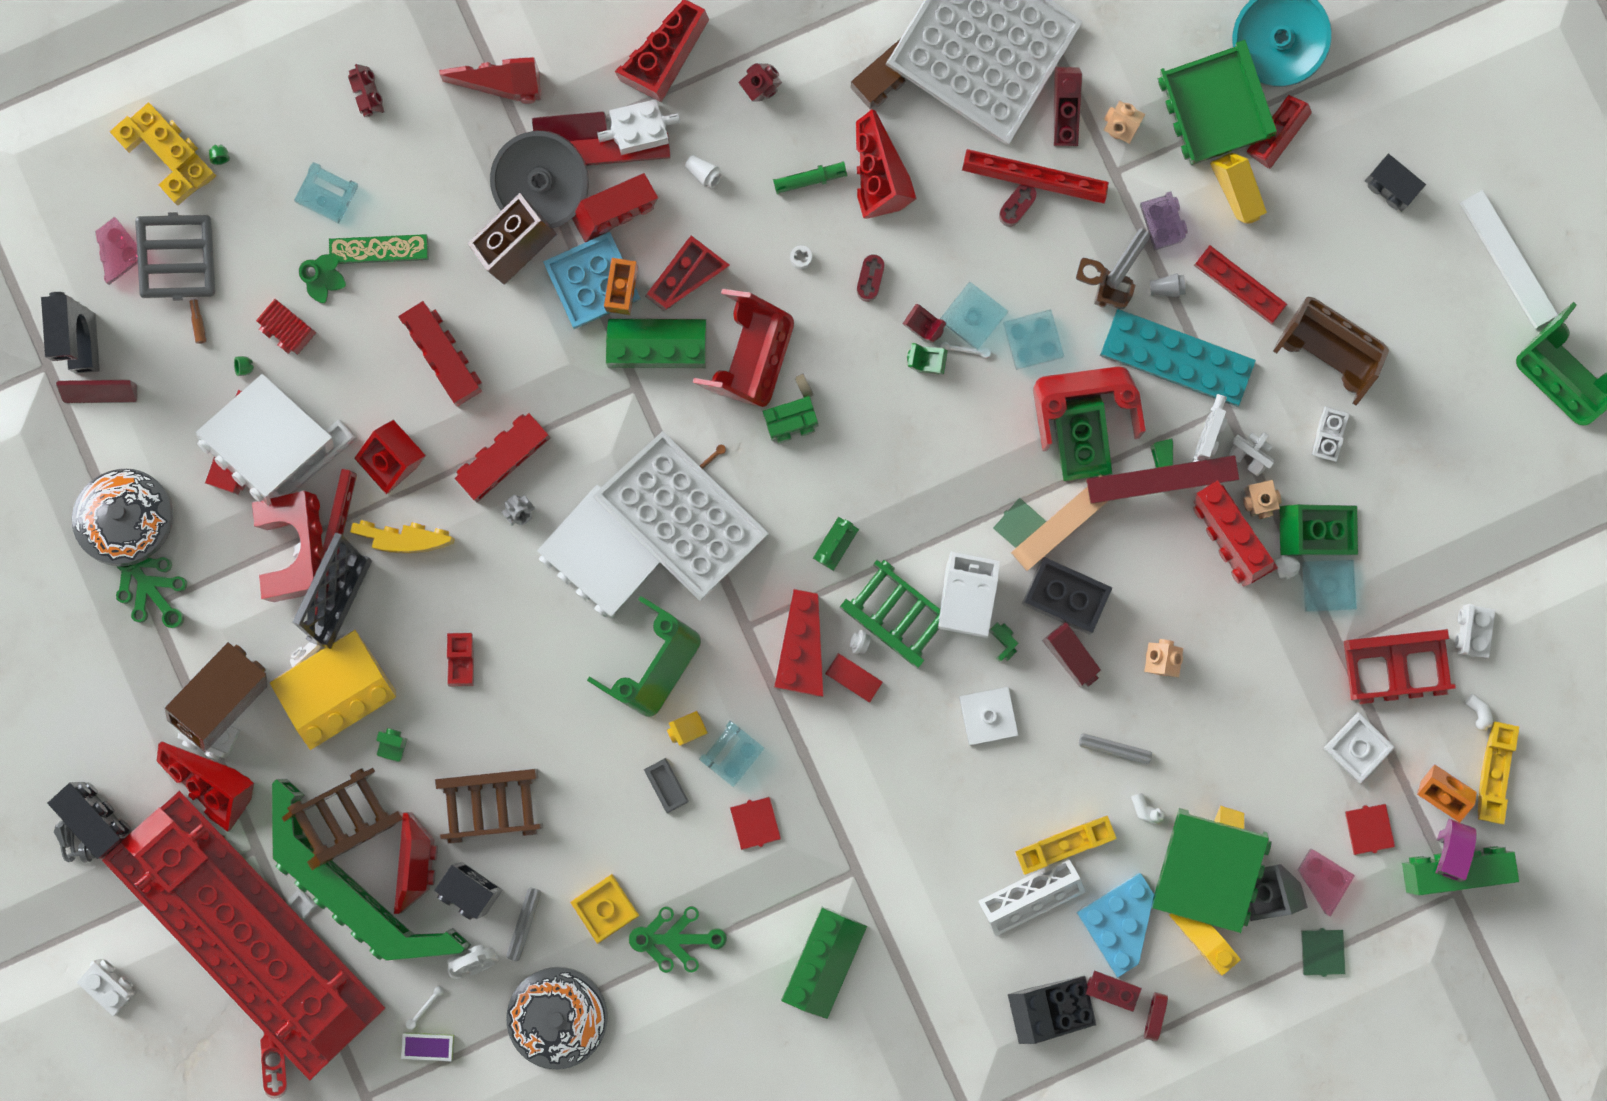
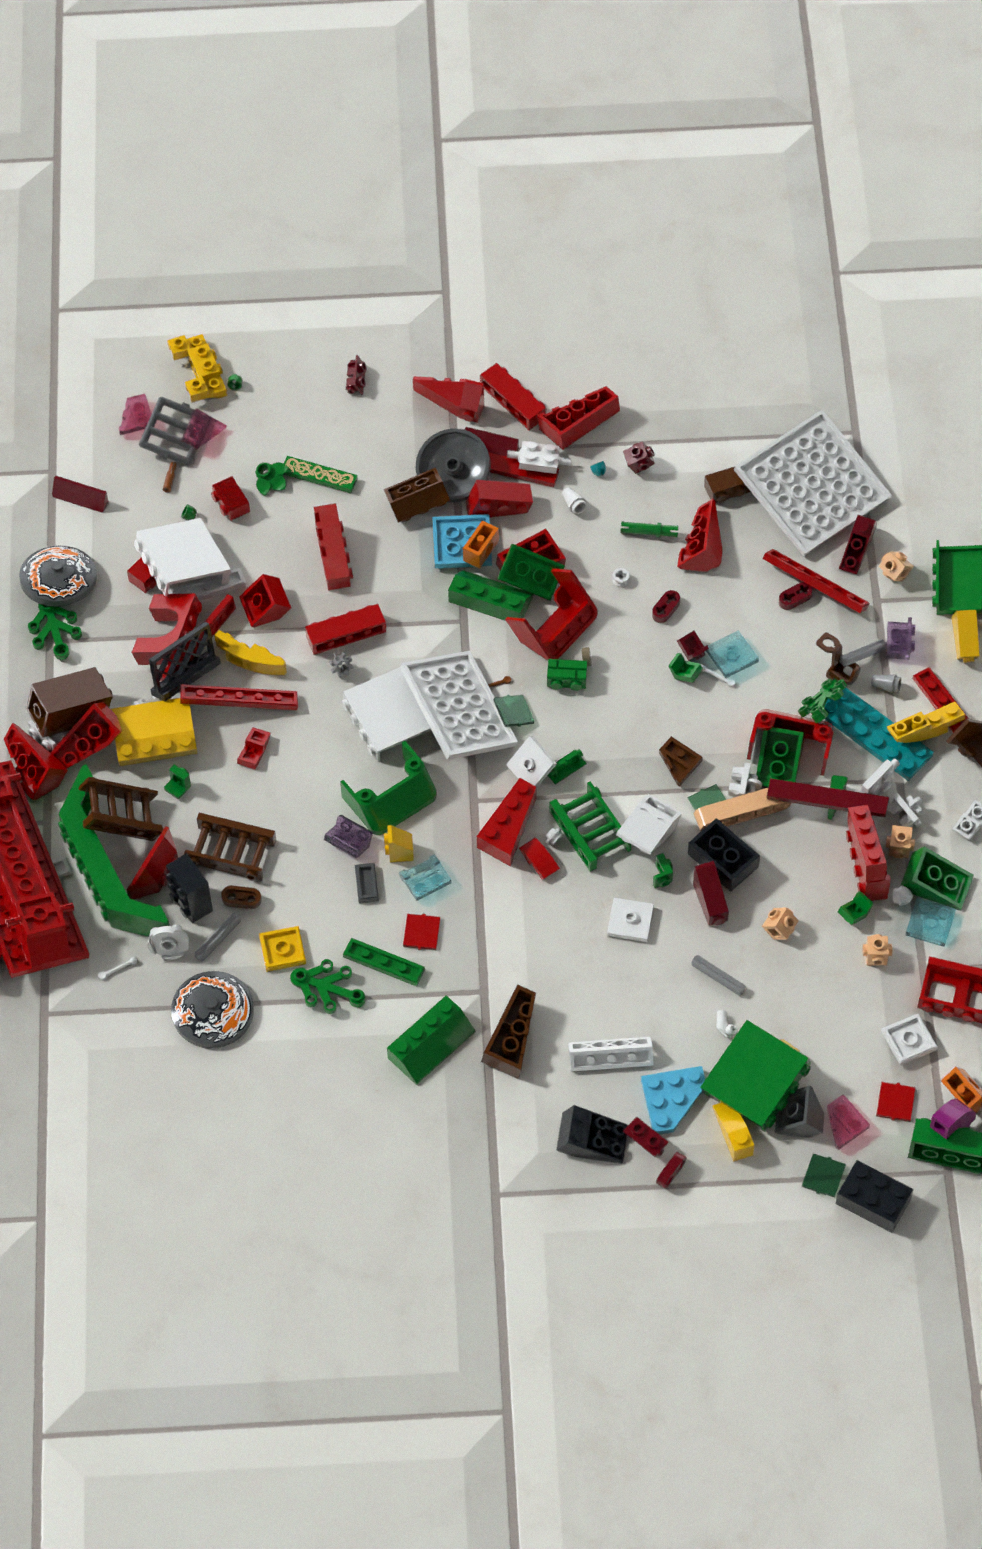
camera: 25 degrees right, 25 degrees down
(70, 333) = (83, 439): black arch -> none
(207, 244) = (201, 429): none -> clear pink wing
(262, 731) = (89, 735): none -> red wedge
(322, 200) = (294, 433): clear light blue plate -> none
(414, 604) = (238, 697): none -> red tile
(427, 1046) = (107, 994): dark purple tile -> none
(530, 864) = (241, 895): none -> reddish brown plate
(570, 48) = (512, 395): none -> red brick
(622, 738) = (349, 836): none -> clear purple bracket
(695, 300) = (529, 572): none -> green tile
(715, 113) = (598, 468): none -> teal hinge
(728, 880) = (383, 962): none -> green tile
(746, 492) = (513, 710): none -> clear green piece
(798, 560) = (531, 762): none -> white plate
(913, 921) = (510, 1036): none -> reddish brown wedge
(965, 484) = (679, 759): none -> reddish brown wing
(1033, 339) = (770, 683): clear light blue plate -> none
(1049, 477) = (743, 774): none -> white hips
(1065, 844) = (654, 1027): yellow slope -> none
(1103, 322) = (830, 690): none -> green plant
(1237, 329) = (924, 727): none -> yellow slope
(1241, 605) = (856, 909): none -> green bracket
(1276, 651) = (877, 950): none -> light nougat brick
(1391, 962) = (874, 1196): none -> black brick

